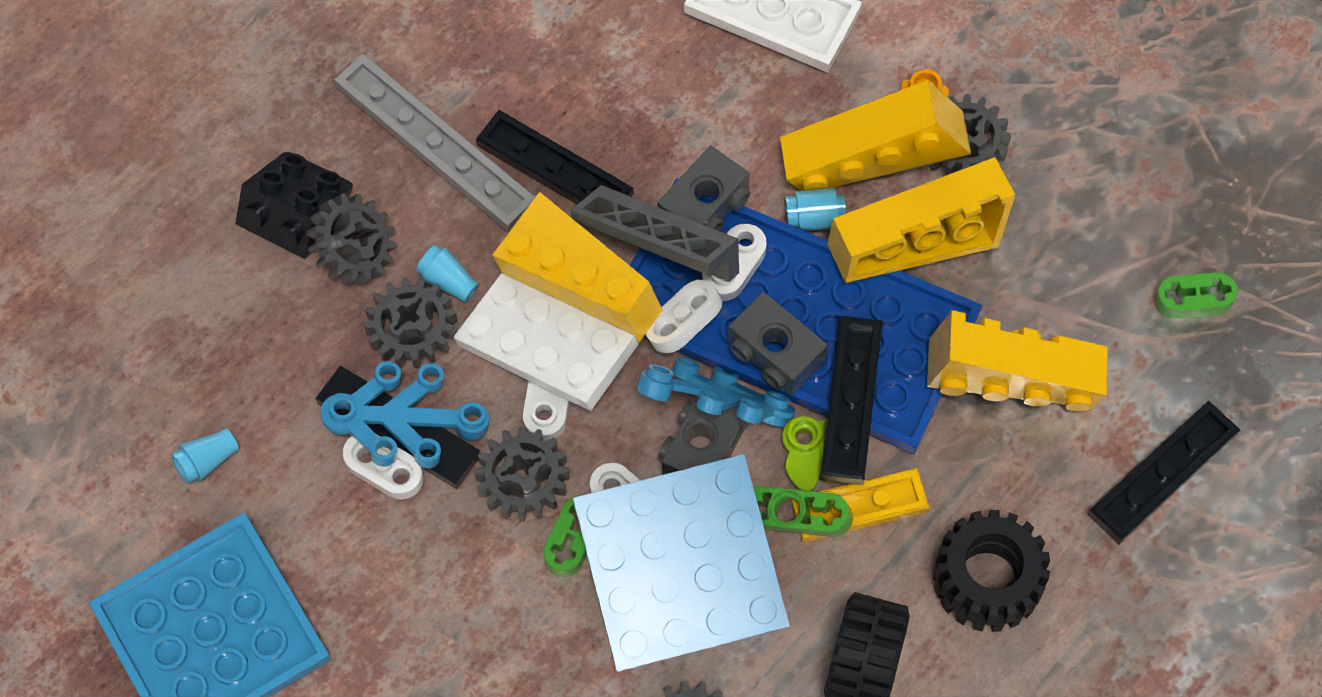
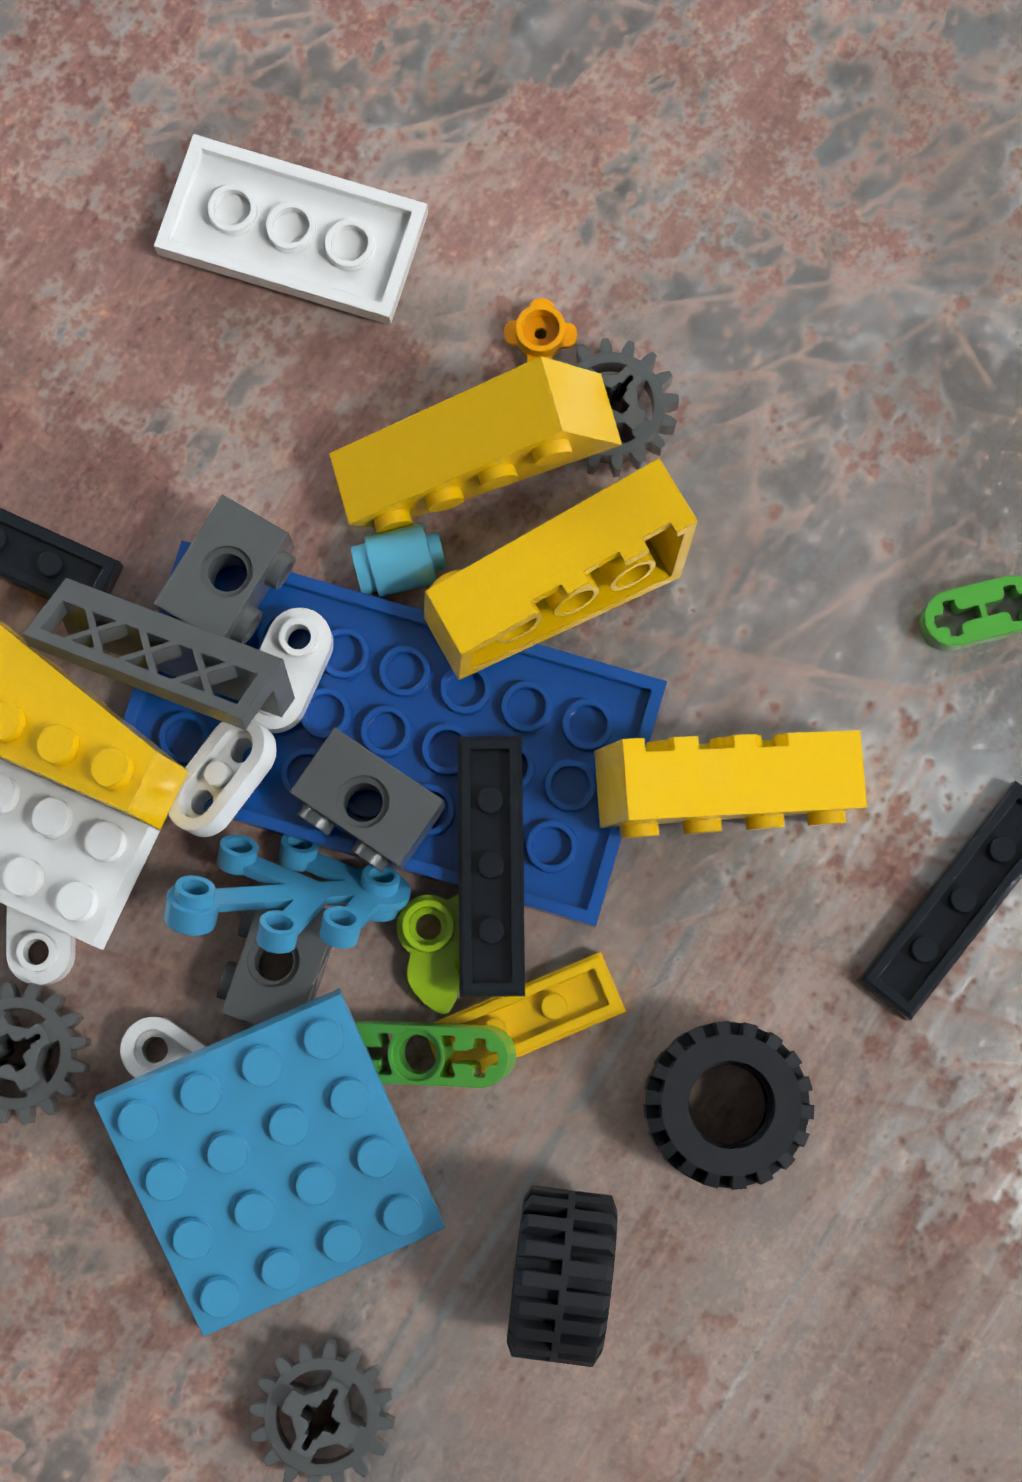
camera: 10 degrees left, 15 degrees up
(558, 539) = (89, 1142): bright green beam -> none

